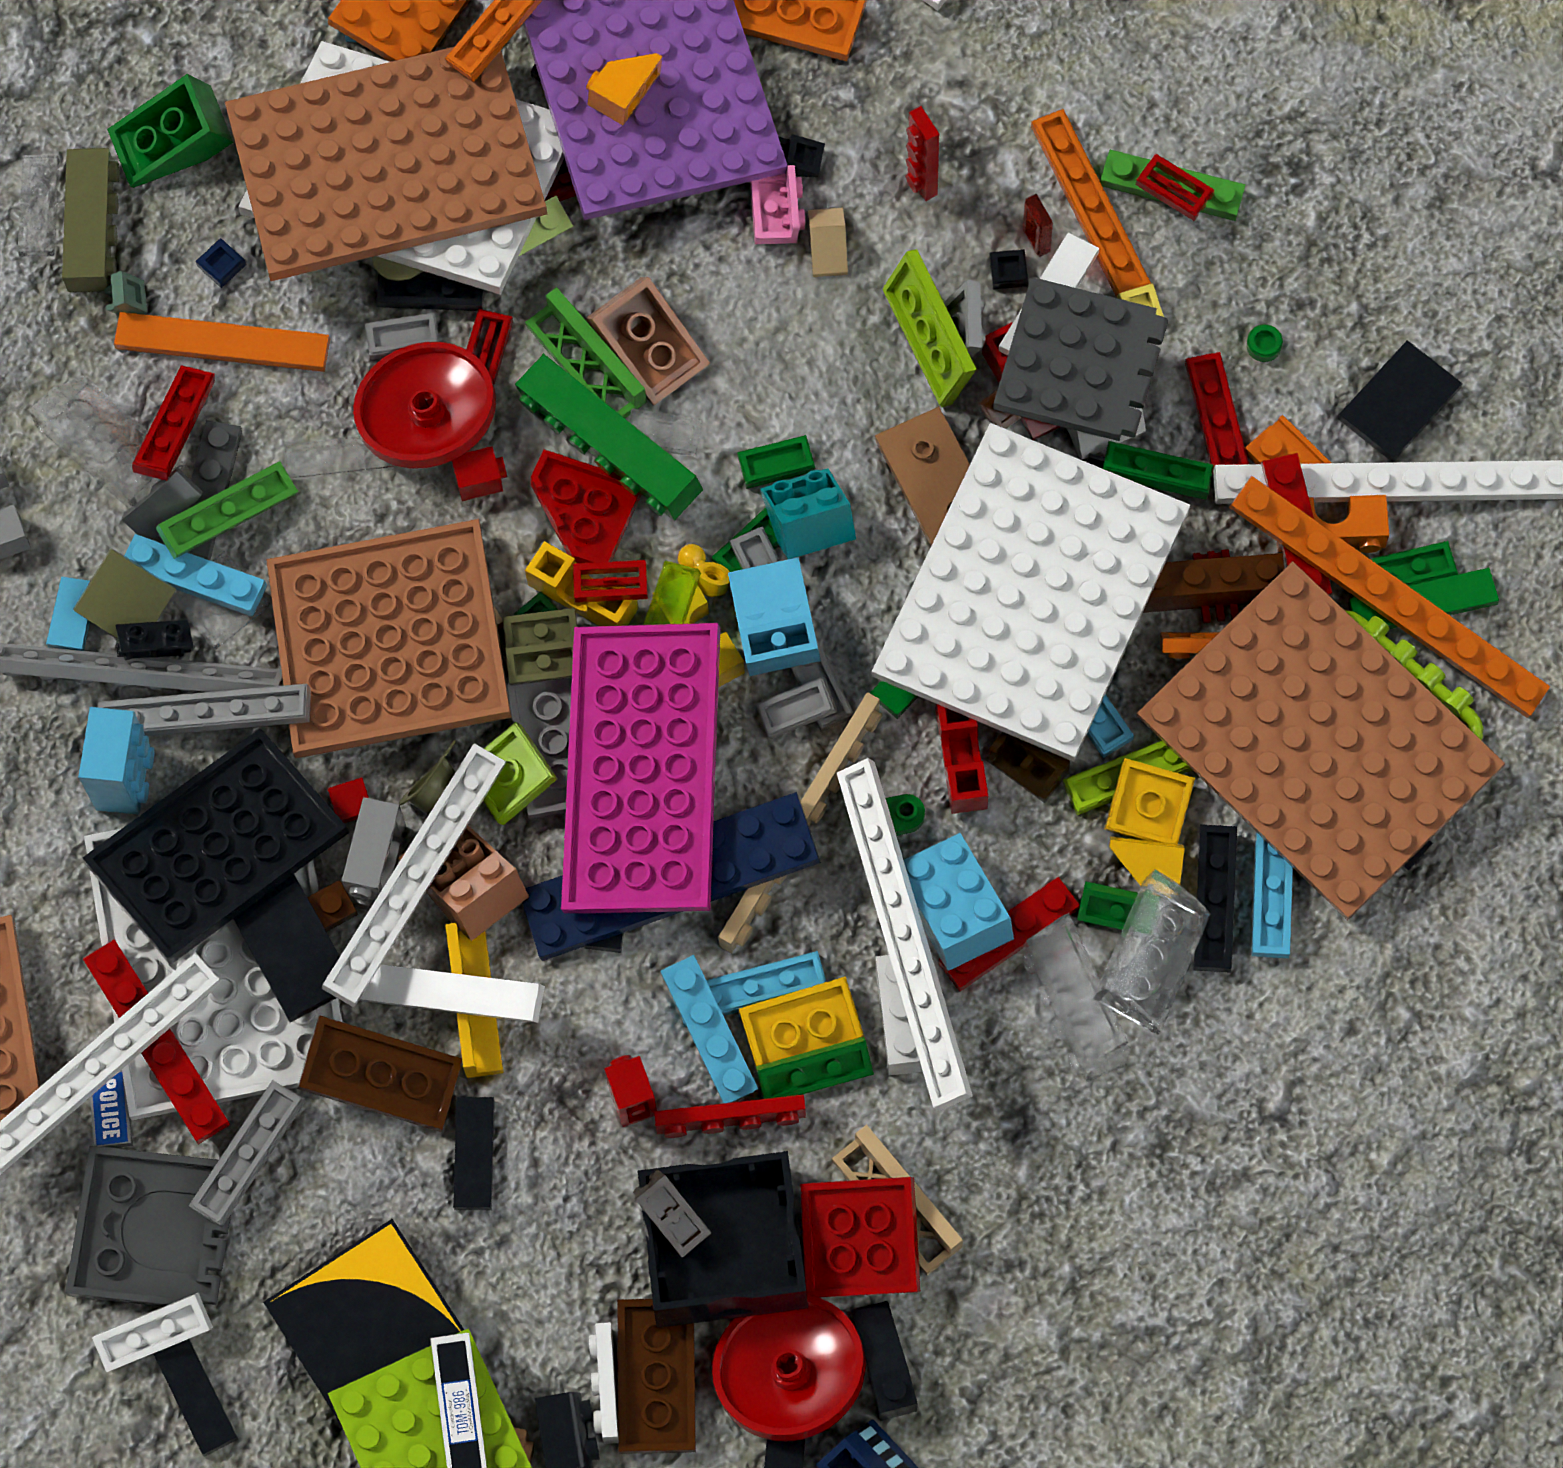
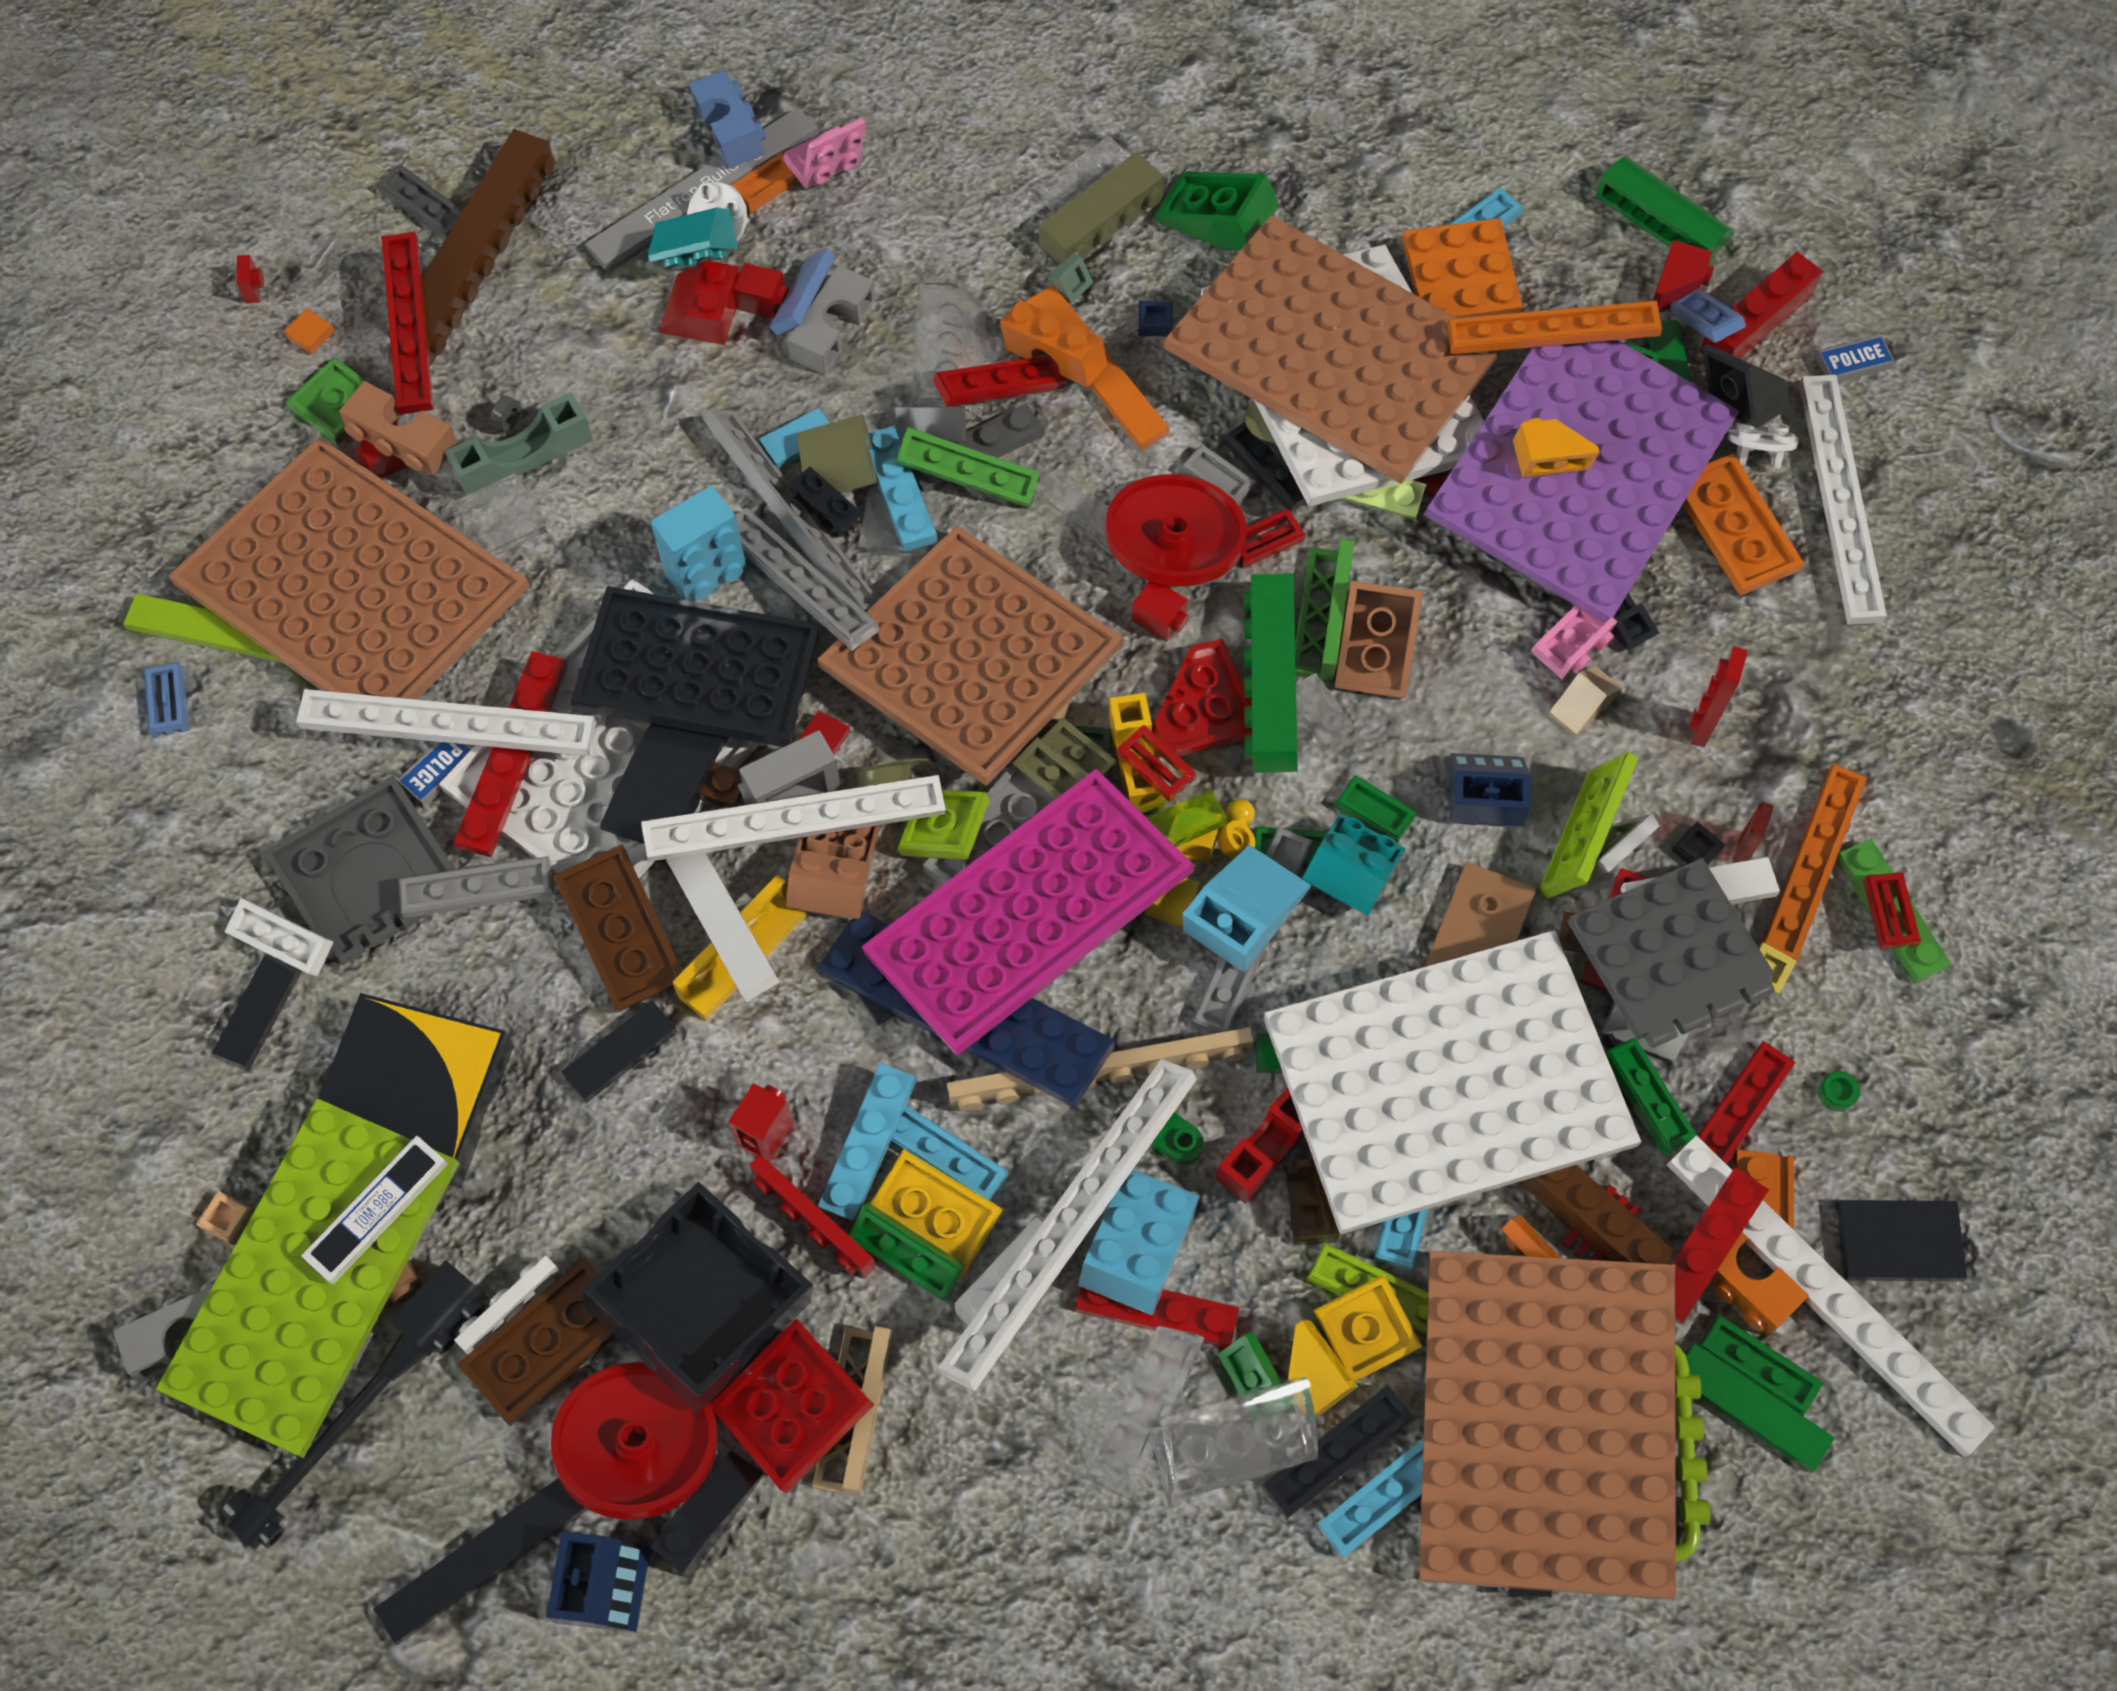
camera: 45 degrees right, 5 degrees down
(200, 346) = (1075, 350): none -> orange arch
(671, 1213) = (680, 1236): hinge -> none
(796, 707) = (1191, 987): light grey tile -> none
(835, 369) = (1488, 789): none -> dark blue slope
(1389, 597) = (1726, 1377): orange plate -> none

